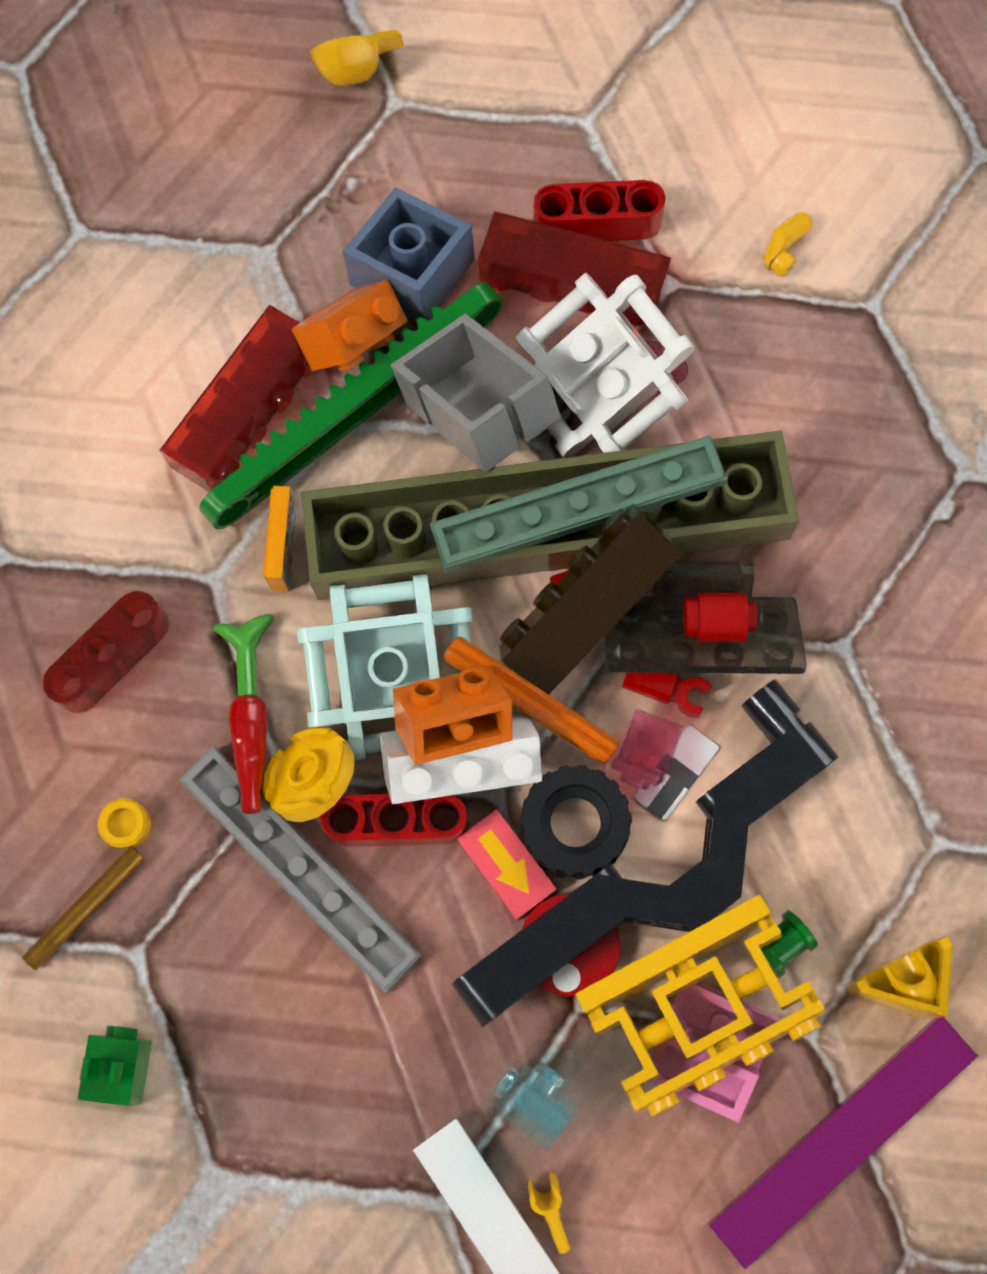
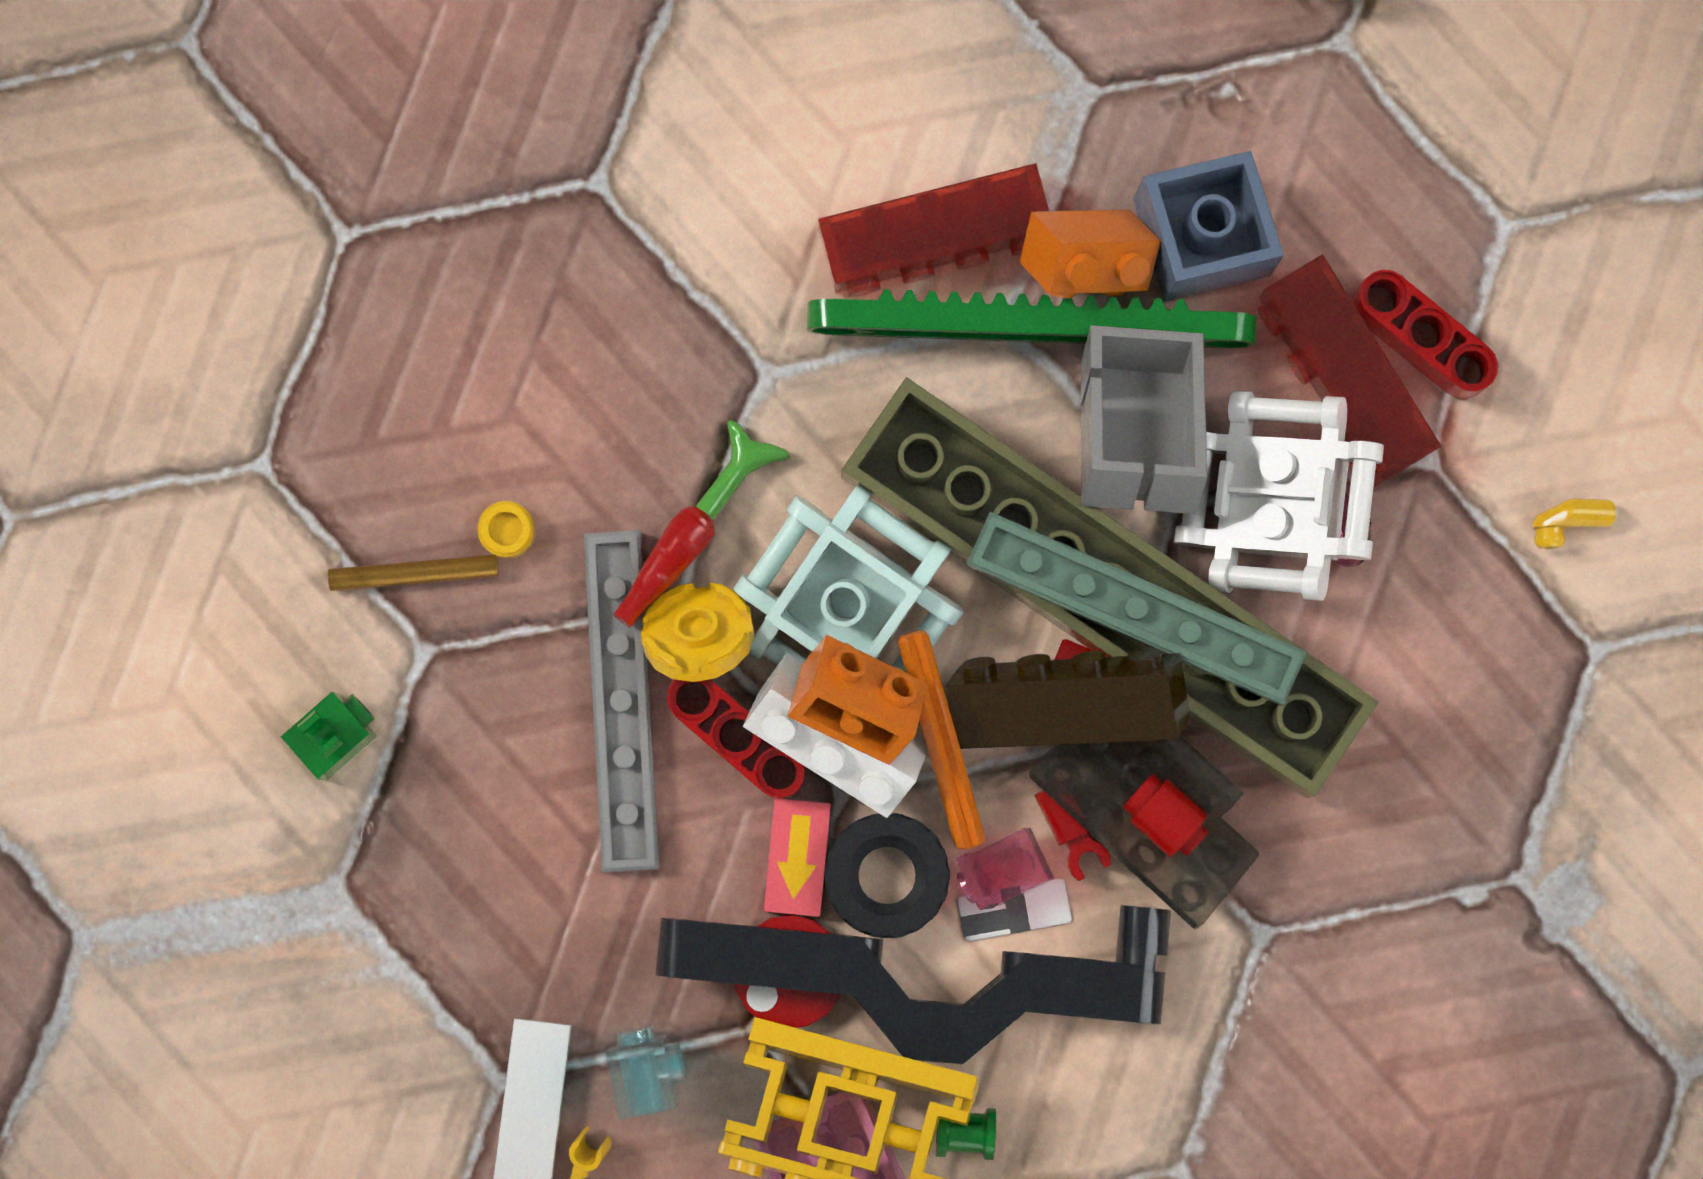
camera: 35 degrees right, 10 degrees up
(82, 657) = (592, 350): clear red beam -> none
(280, 538) = (855, 393): light orange tile -> none

